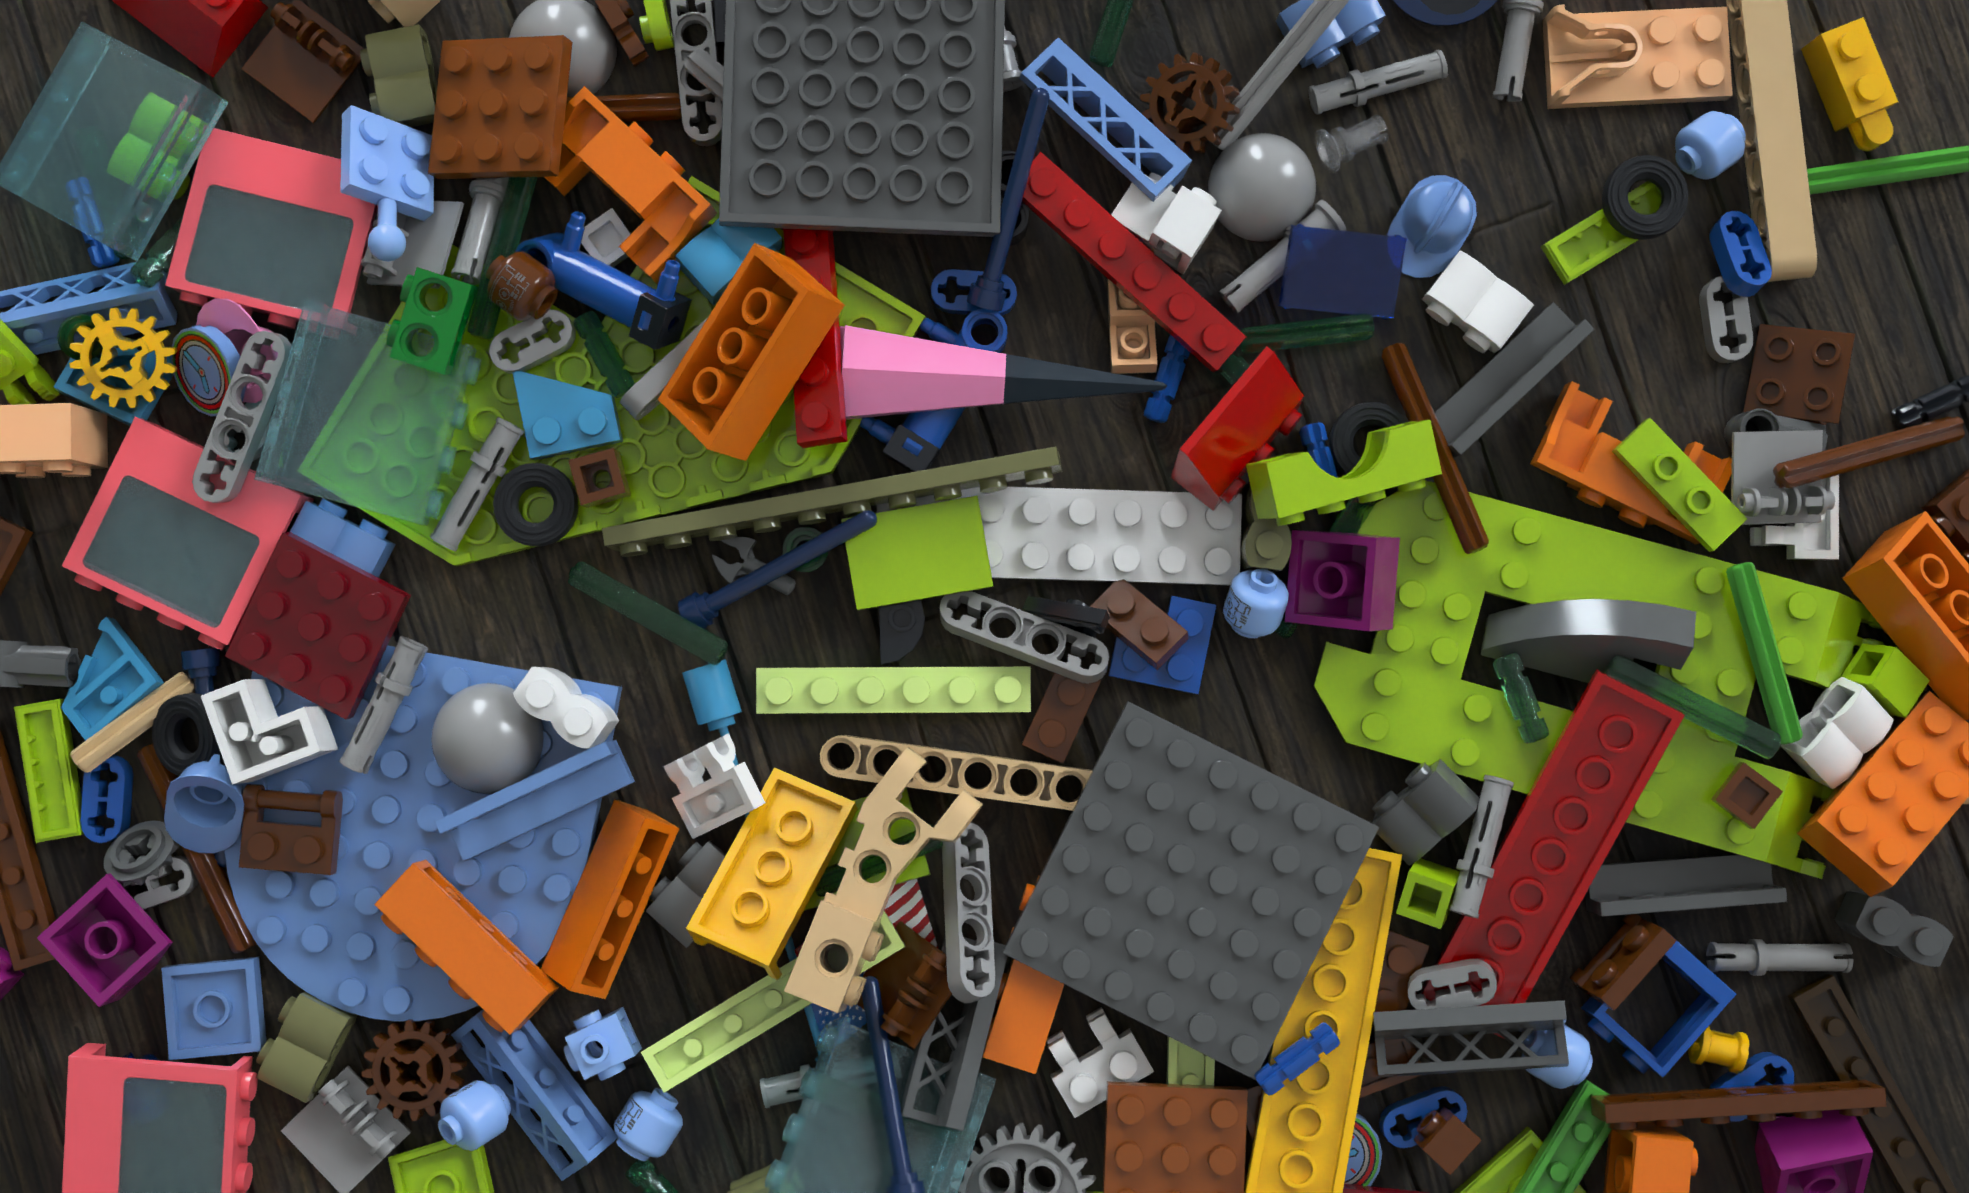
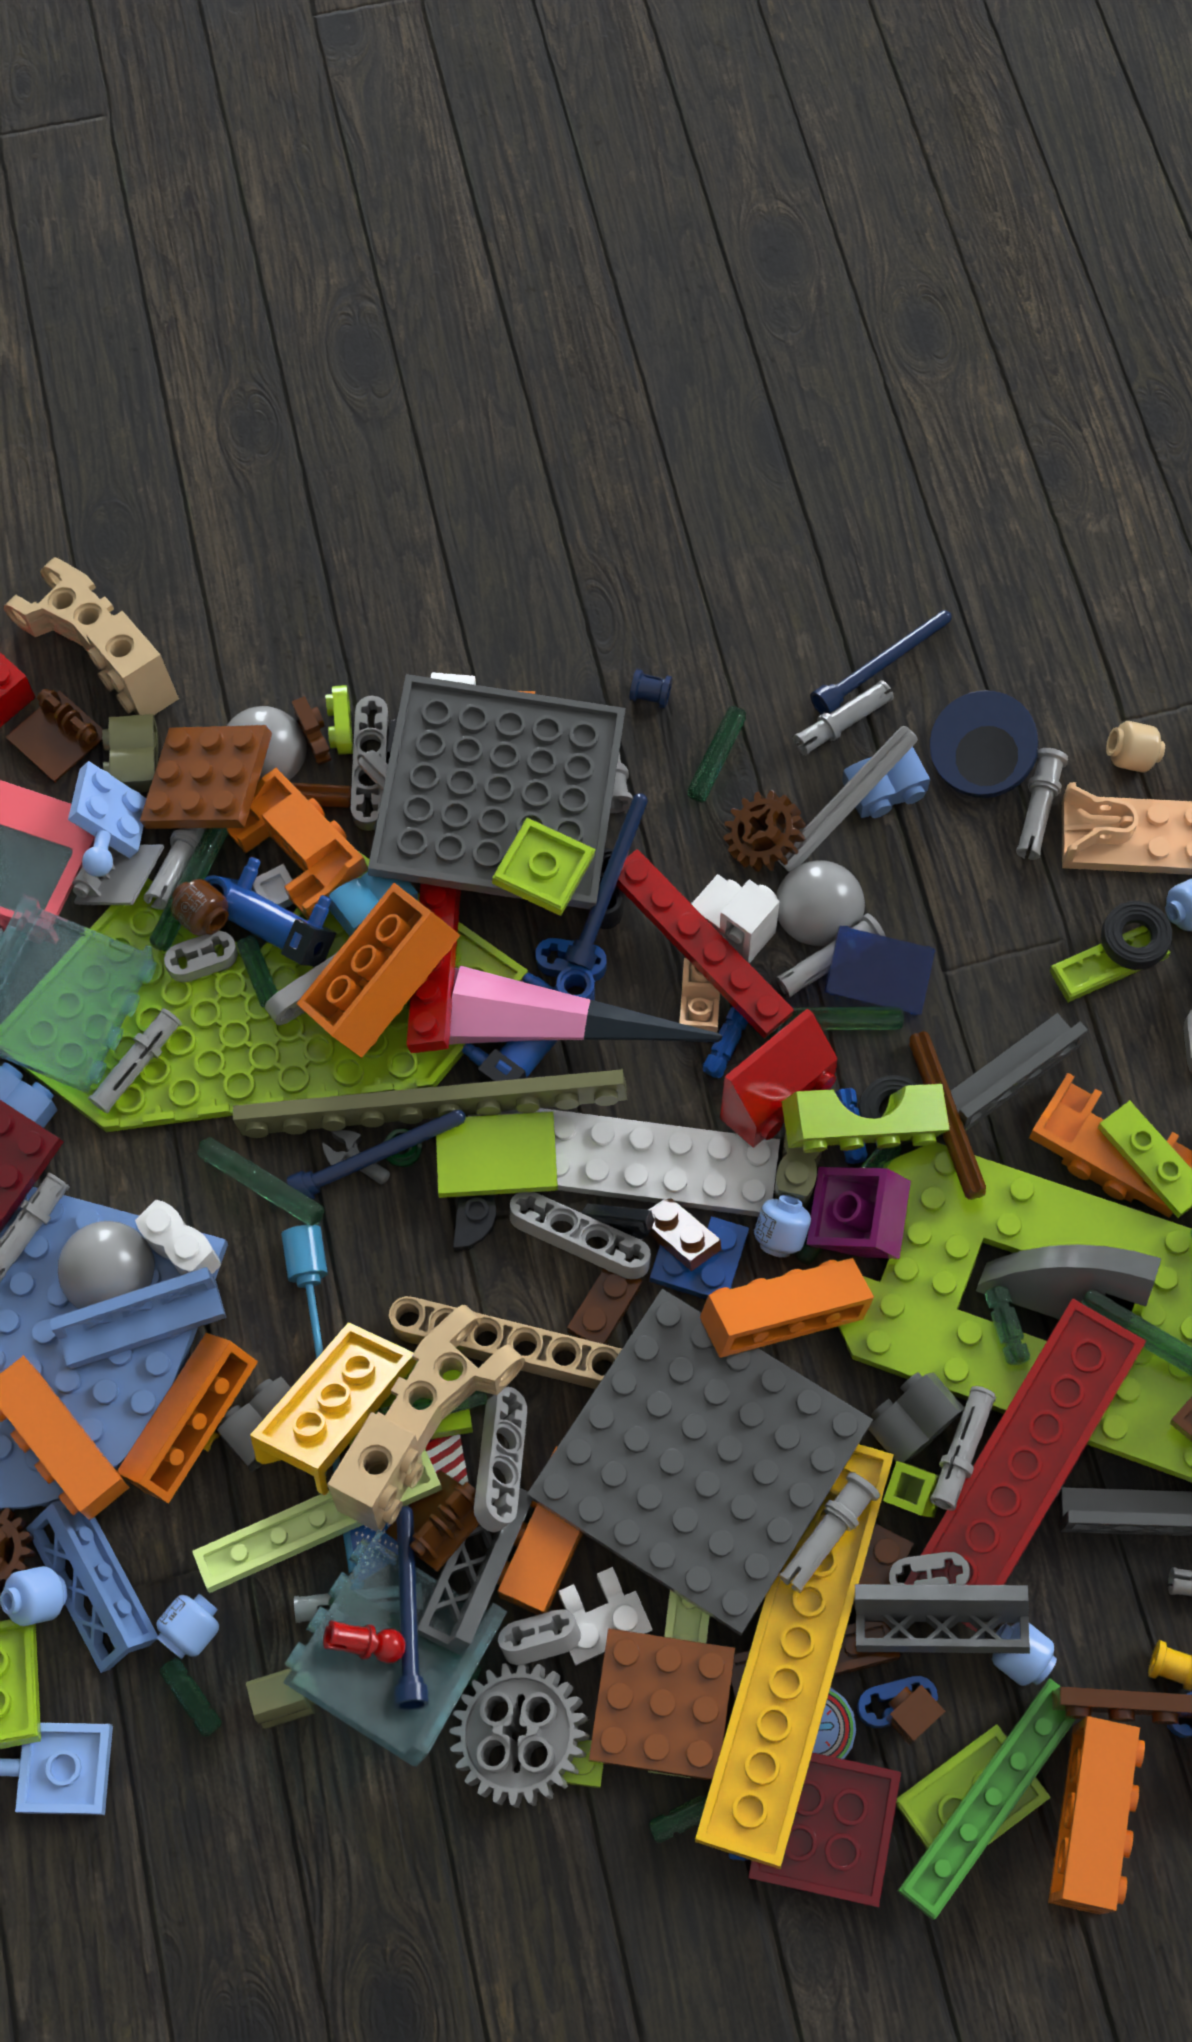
camera: 10 degrees right, 20 degrees down
(445, 325) = (133, 926): green brick -> none
(507, 504) = (189, 1104): black tyre -> none
(564, 416) = (217, 1017): dark azure wing -> none
(585, 471) = (237, 1053): reddish brown plate -> none
(615, 1036) = (172, 1546): light blue brick -> none
(718, 800) = (294, 1341): white plate -> none
(872, 1145) = (386, 1645): none -> red pin
(893, 690) = (461, 1271): yellowish green plate -> none
(932, 196) = (543, 866): none -> lime plate
(1033, 1097) = (539, 1637): none -> light grey beam
(1109, 113) = (696, 834): medium blue fence -> none
(1272, 709) = (785, 1306): none -> orange brick
(1297, 1058) = (781, 1619): blue axle -> none
(1346, 142) = (891, 874): clear pin -> none
(1351, 937) = (839, 1517): none -> light grey pin
(1359, 86) = (963, 826): light grey pin -> none
(1436, 224) = (962, 946): medium blue piece -> none
(1476, 303) = (991, 1006): white brick -> none
(1623, 961) = (1086, 1569): reddish brown plate -> none
(1684, 1032) = (1148, 1586): blue window -> none

